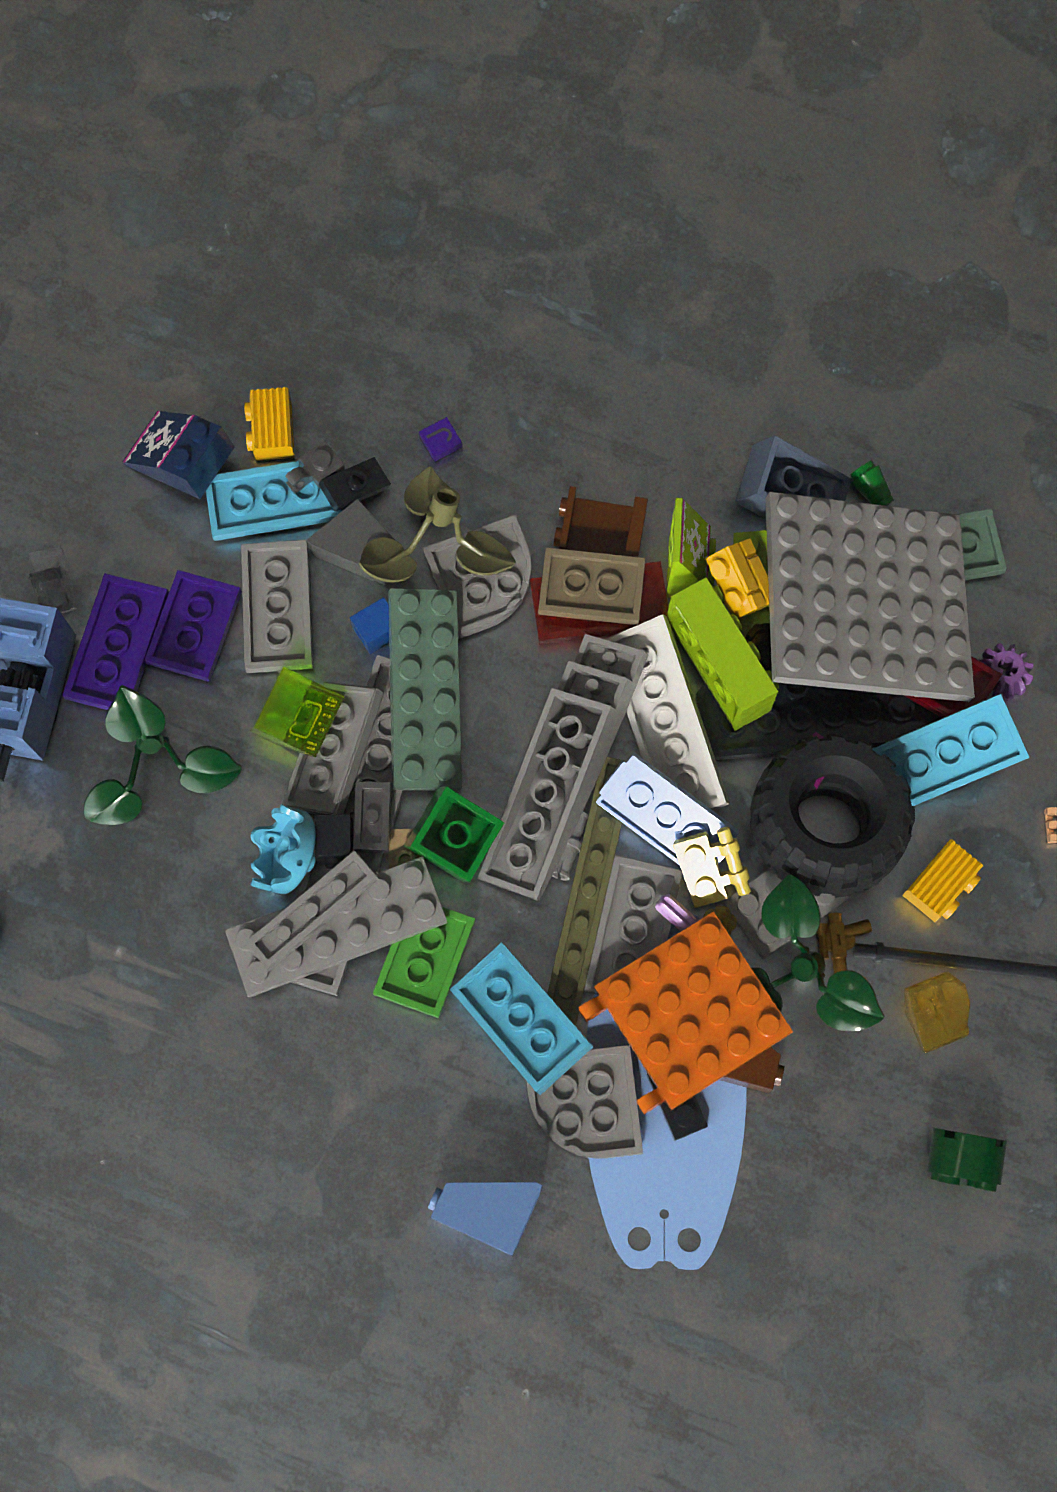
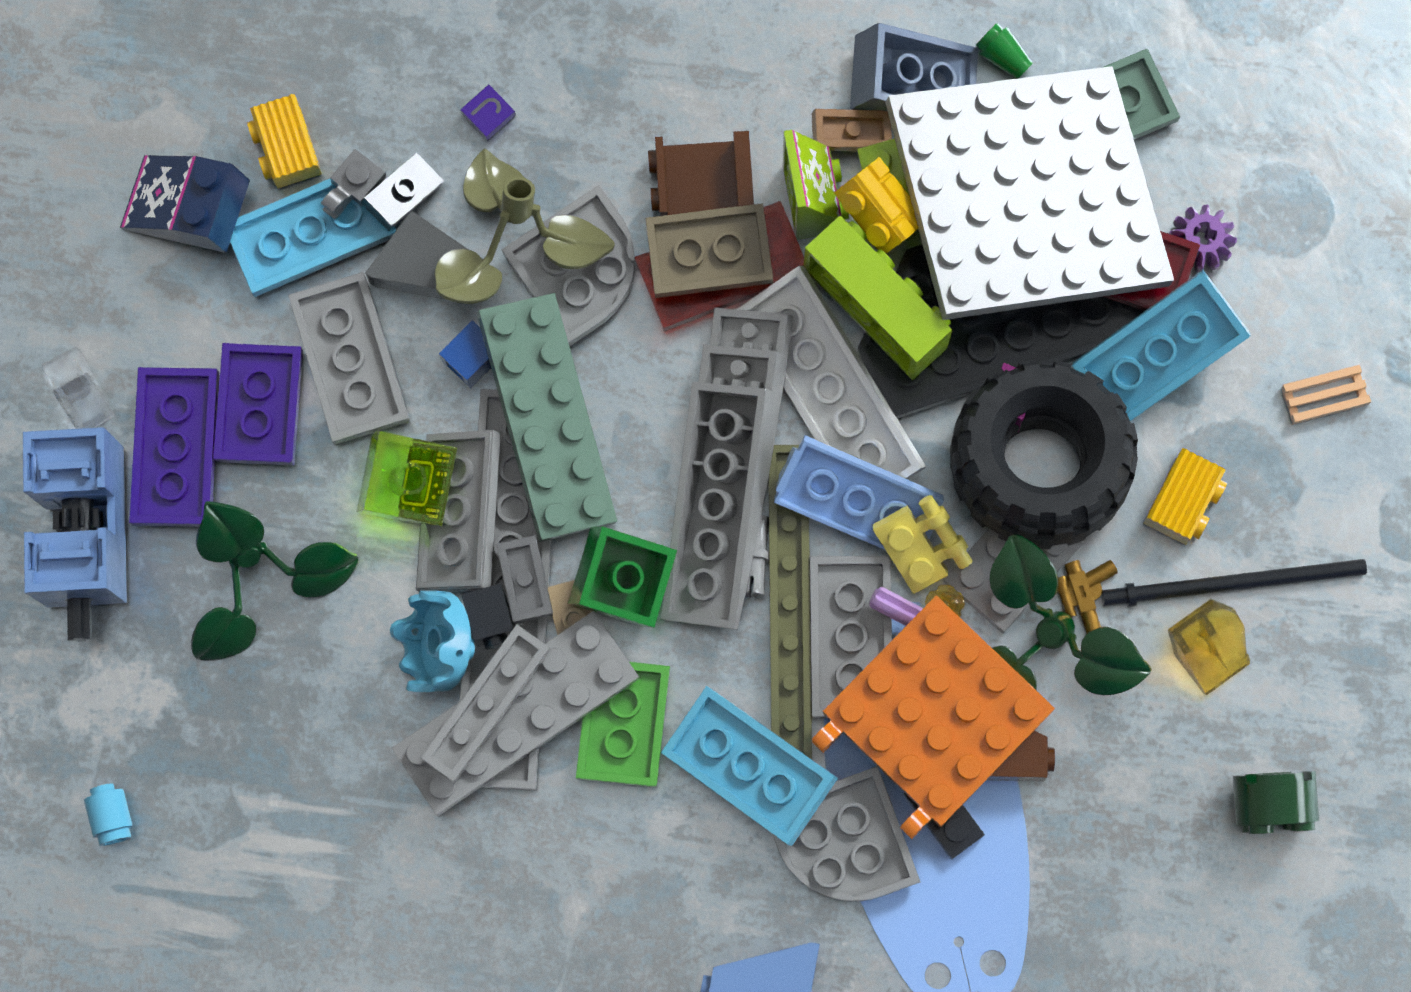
camera: 10 degrees left, 5 degrees up
(731, 516) = (850, 128): none -> medium nougat plate

